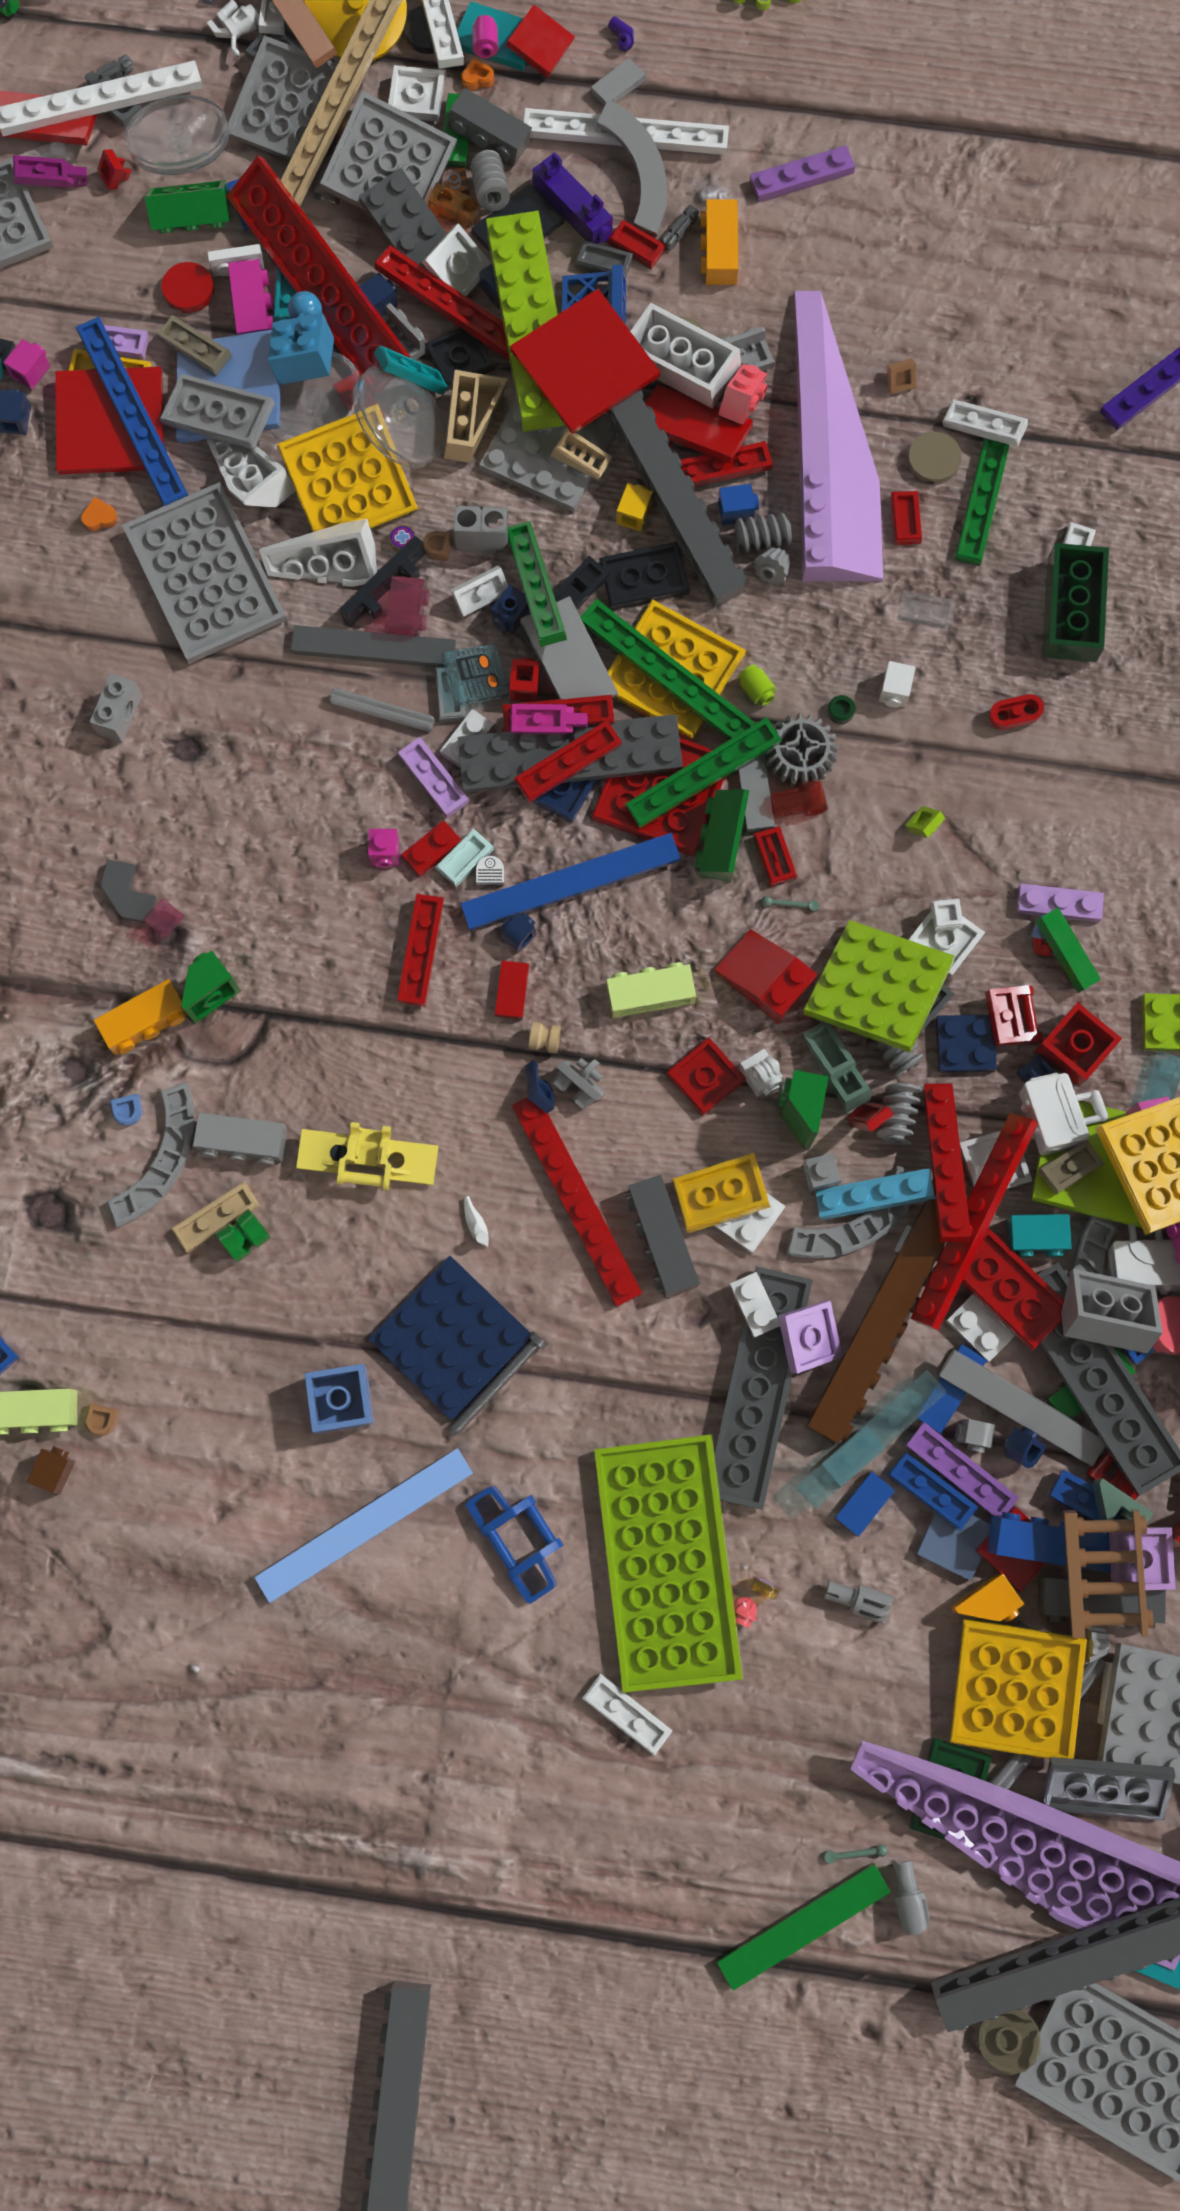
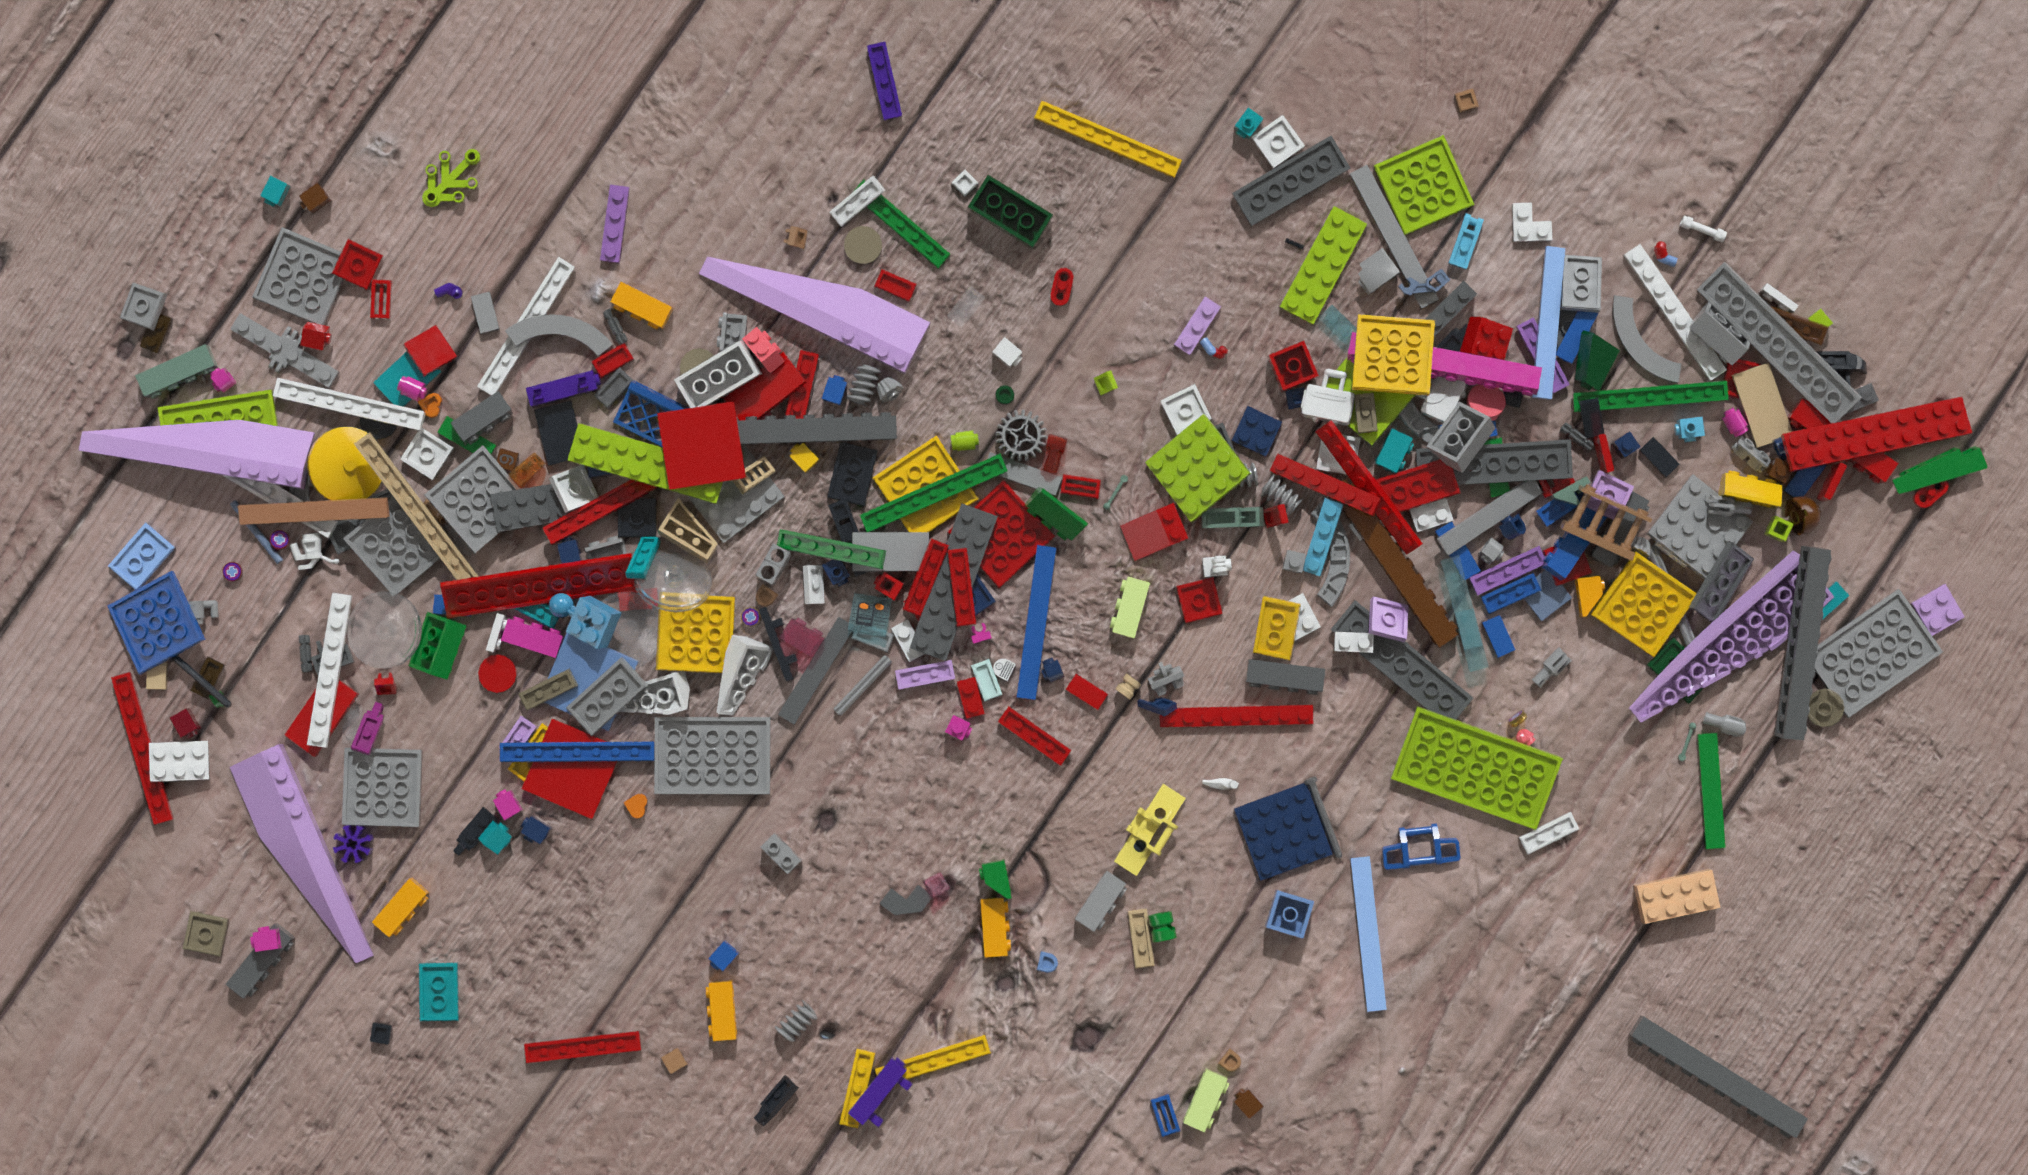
camera: 65 degrees left, 10 degrees up
(168, 1162) = (1092, 951): light grey tile -> none
(489, 180) = (522, 437): light grey piece -> none
(519, 824) = (980, 636): none -> dark pink tile
(545, 719) = (928, 588): dark pink hinge -> none
(628, 1953) = (1676, 896): none -> light nougat brick
(703, 772) = (1009, 506): green tile -> none
(802, 1104) = (1251, 553): green slope -> none
(946, 914) = (1173, 402): white tile -> none
(1006, 1016) = (1254, 399): plate -> none
(1068, 950) = (1230, 339): green tile -> none

